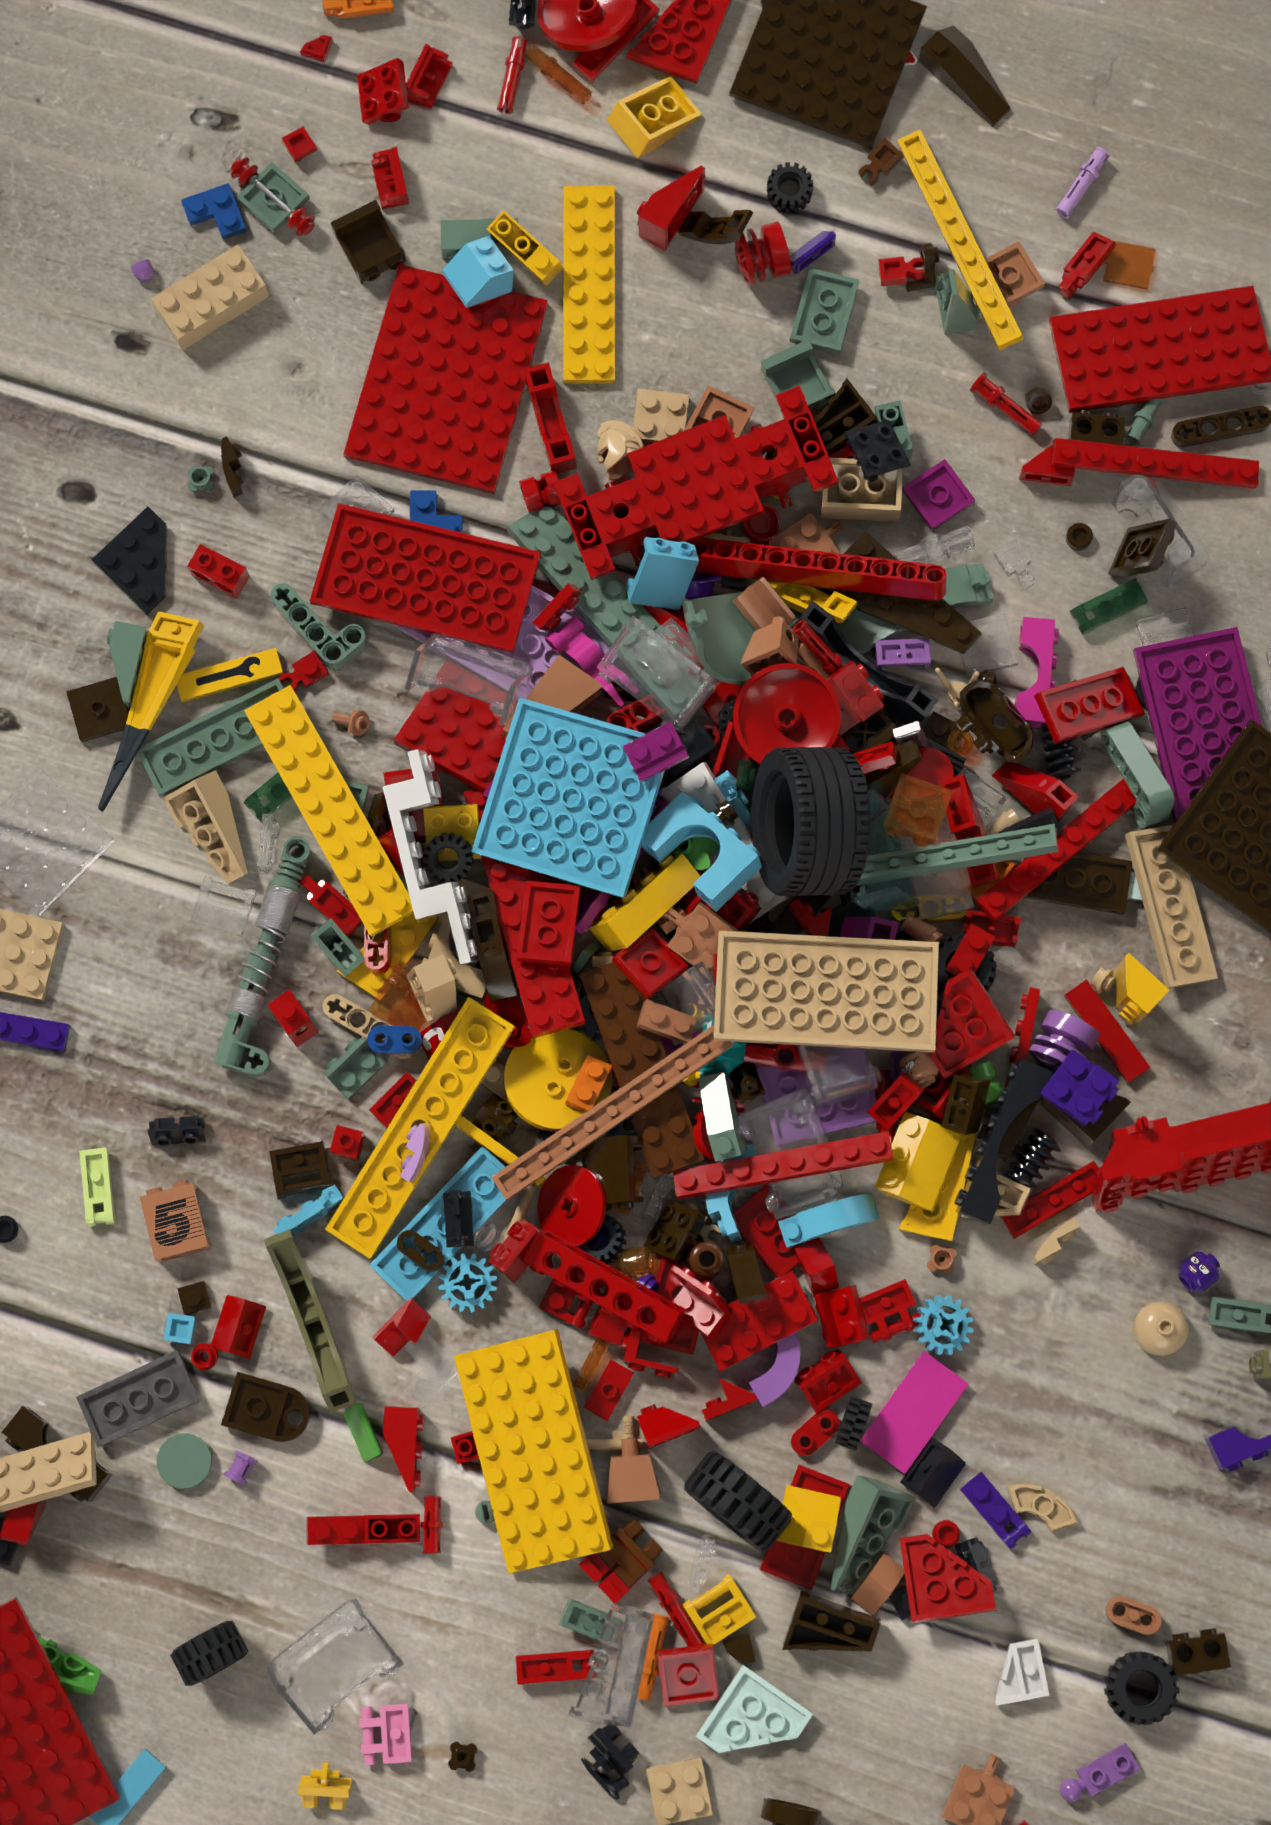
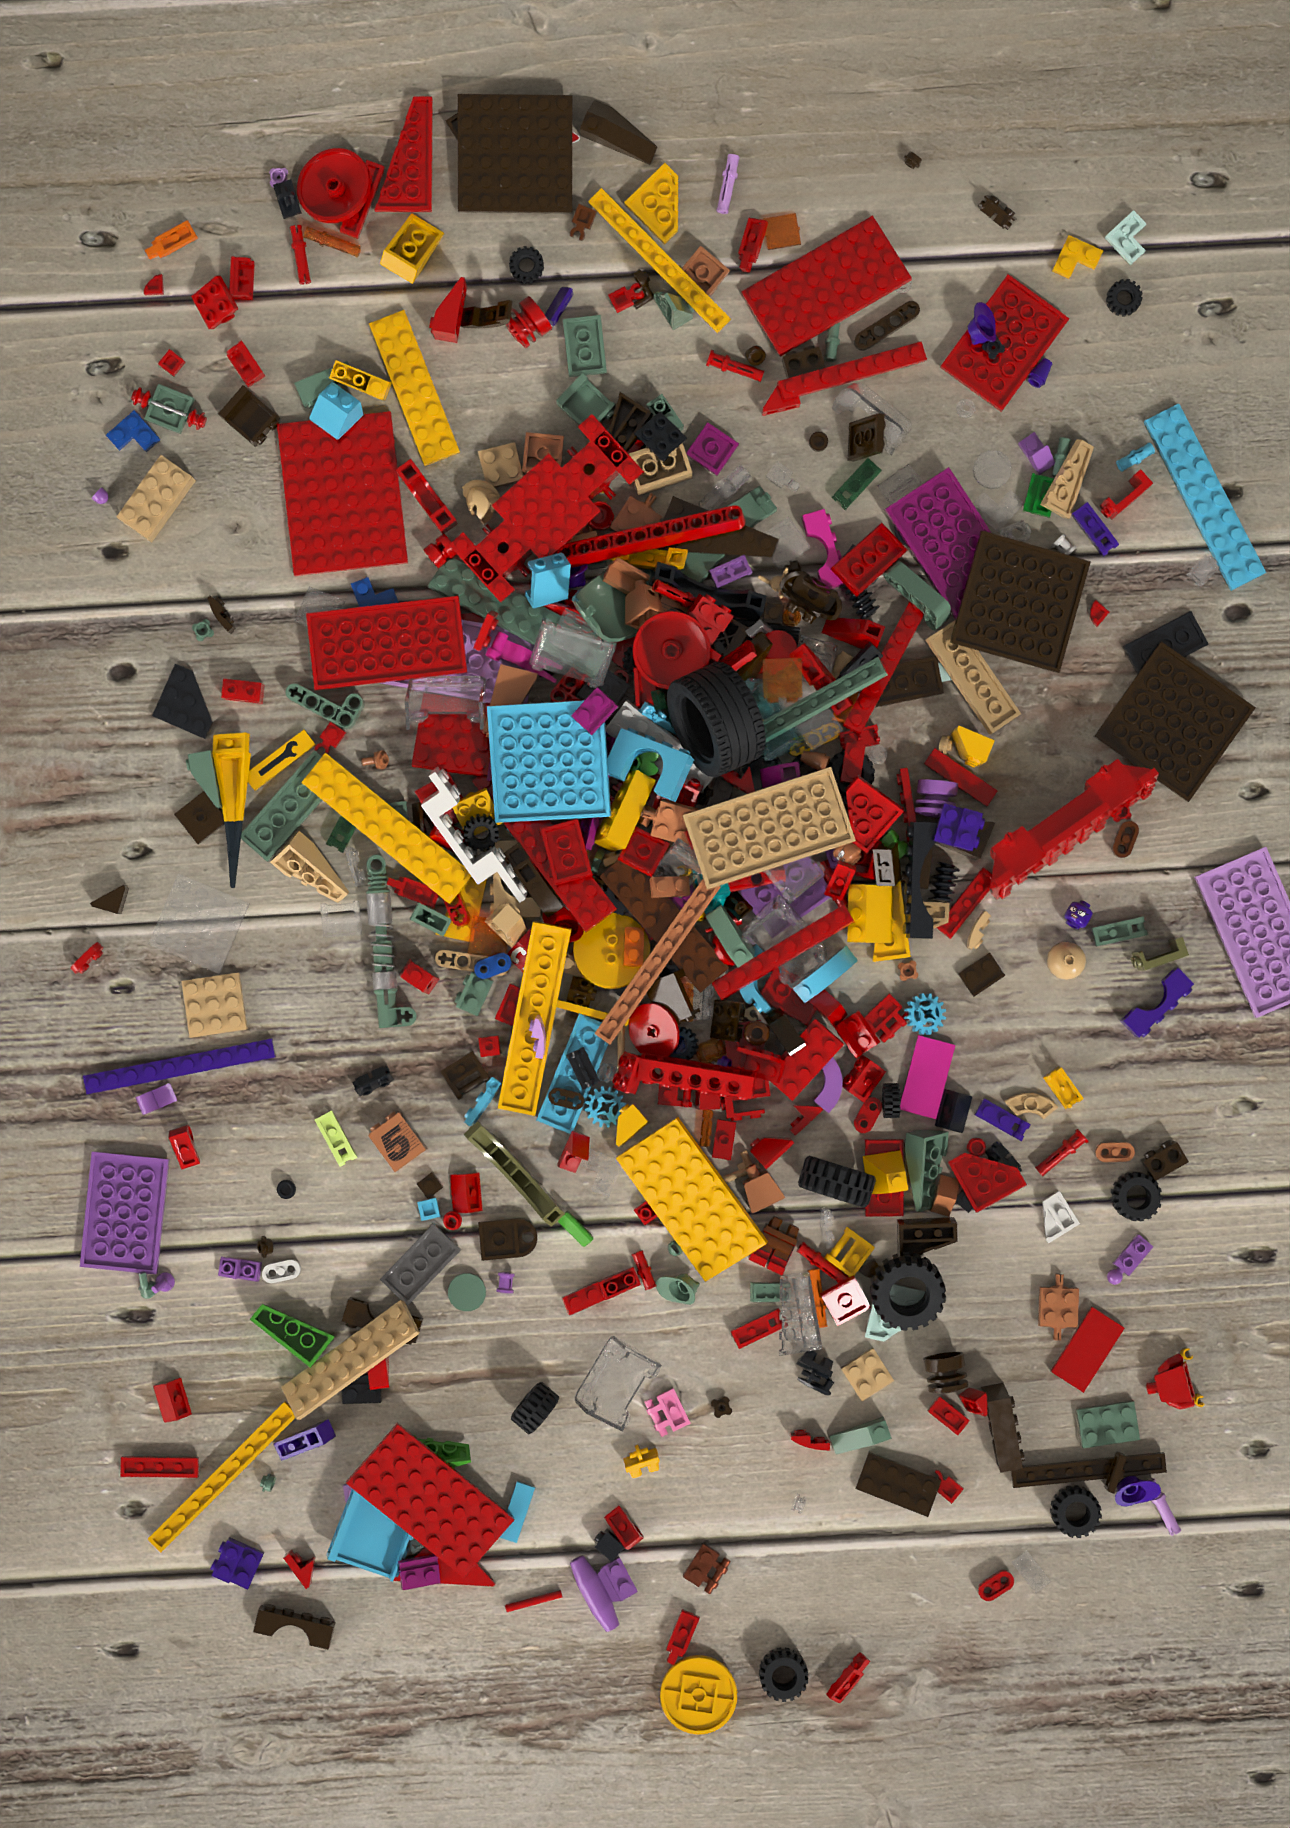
camera: 25 degrees left, 10 degrees up
(401, 1434) = (602, 1223): red slope -> none
(467, 1567) = (678, 1288): none -> sand green piece
(489, 1317) = (629, 1123): none -> yellow slope
(726, 813) = (655, 731): dark brown plate -> none
(775, 1730) = (914, 1314): none -> black tyre
(984, 173) = (657, 203): none -> yellow plate
(1038, 1303) = (981, 974): none -> dark brown plate
(1072, 1583) = (1069, 1146): none -> red pin
(1094, 1498) = (1063, 1087): none -> yellow hinge

